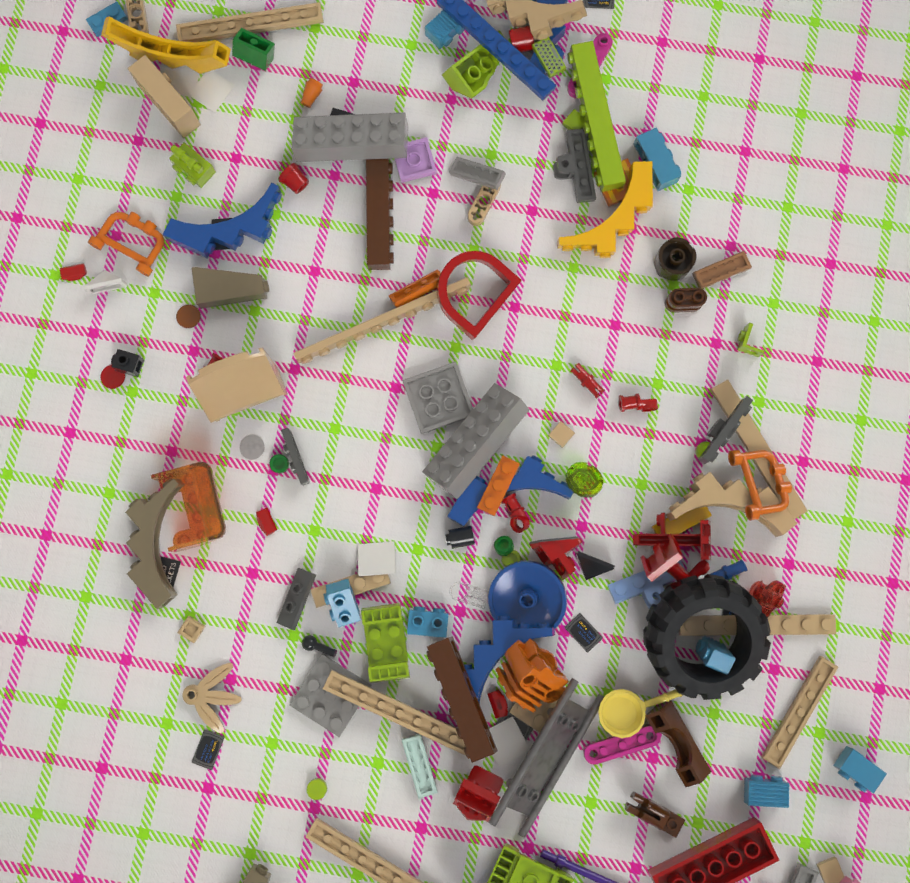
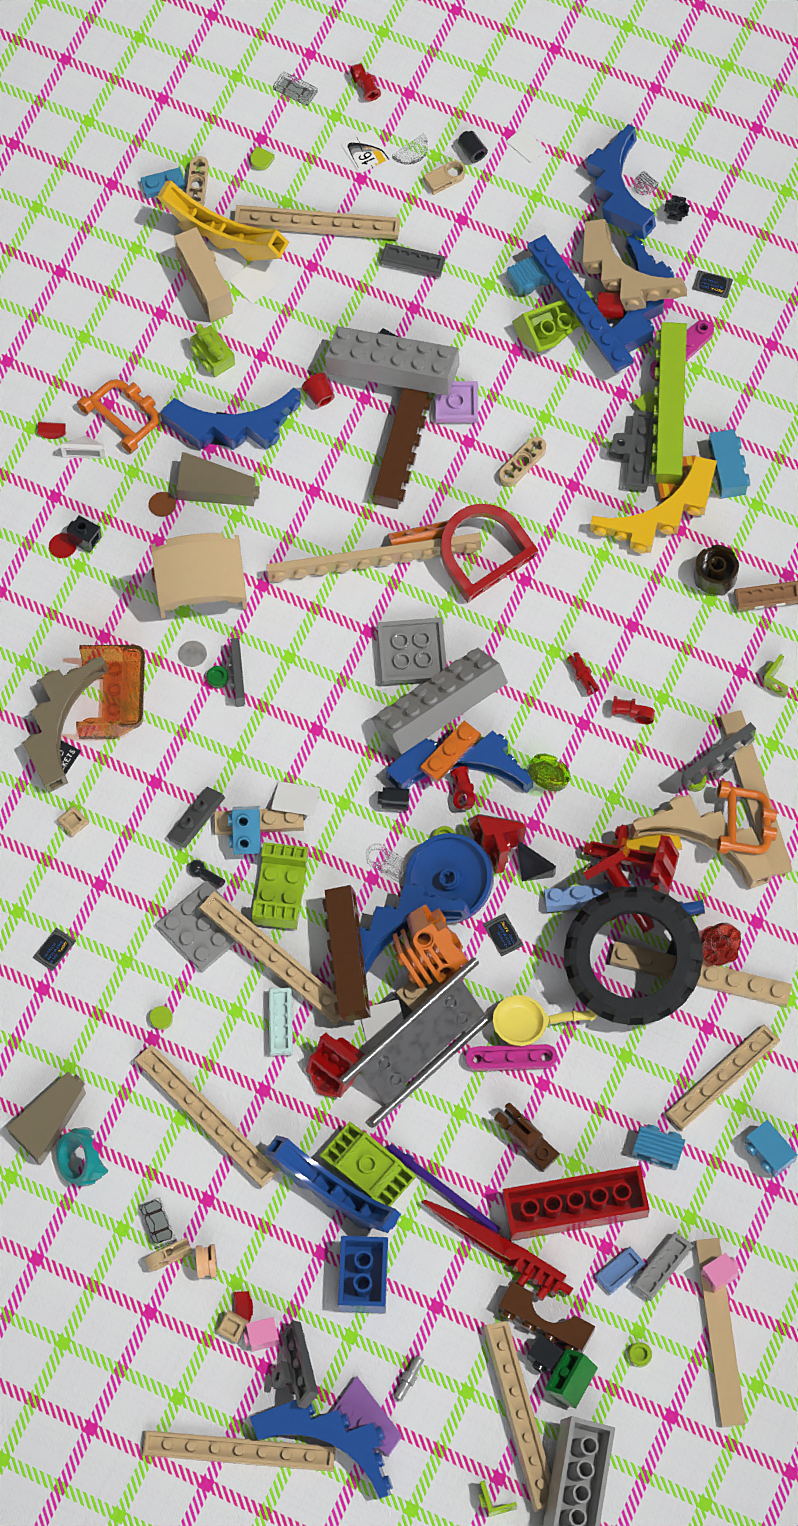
camera: 20 degrees right, 15 degrees down
(215, 697) = (79, 895): tan plant -> none
(253, 49) = (313, 248): green brick -> none
(265, 521) = (185, 732): red piece -> none
(311, 92) = (363, 307): orange cone -> none
(341, 38) = (413, 260): none -> dark grey plate
(427, 623) = (329, 874): dark azure brick -> none
(477, 173) = (521, 430): light grey plate -> none
(498, 703) = (386, 982): red piece -> none
(504, 545) = (440, 820): green tile -> none
(549, 57) = (634, 329): tile -> none
(561, 434) = (538, 722): tan tile -> none
(685, 300) = (716, 615): reddish brown brick -> none
(690, 762) = (568, 1043): reddish brown arch -> none
(715, 654) = (637, 978): dark azure brick -> none

